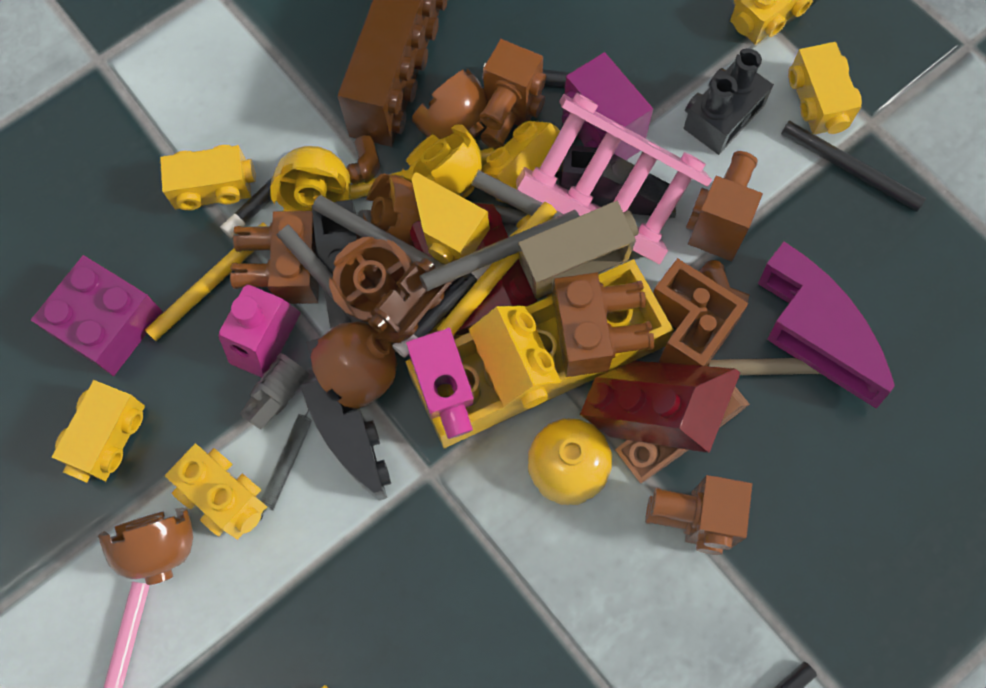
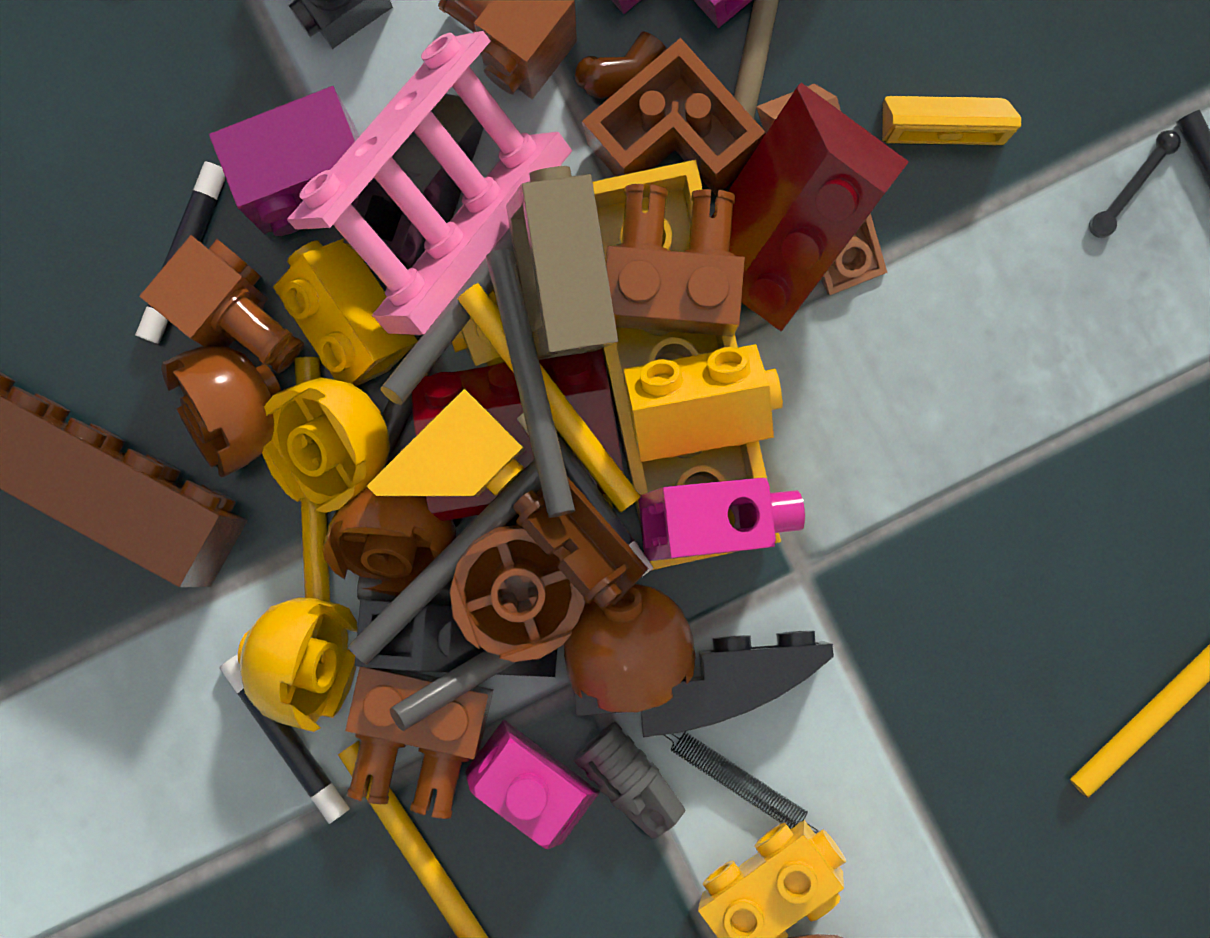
camera: 80 degrees left, 15 degrees up
(207, 177) = (243, 830): yellow brick -> none
(367, 162) = (272, 563): reddish brown arm -> none
(569, 461) = (836, 364): yellow cylinder -> none
(710, 517) = (967, 187): dark orange brick -> none
(716, 625) = (1105, 222): none -> black hinge
(762, 518) = (948, 120): none -> yellow slope

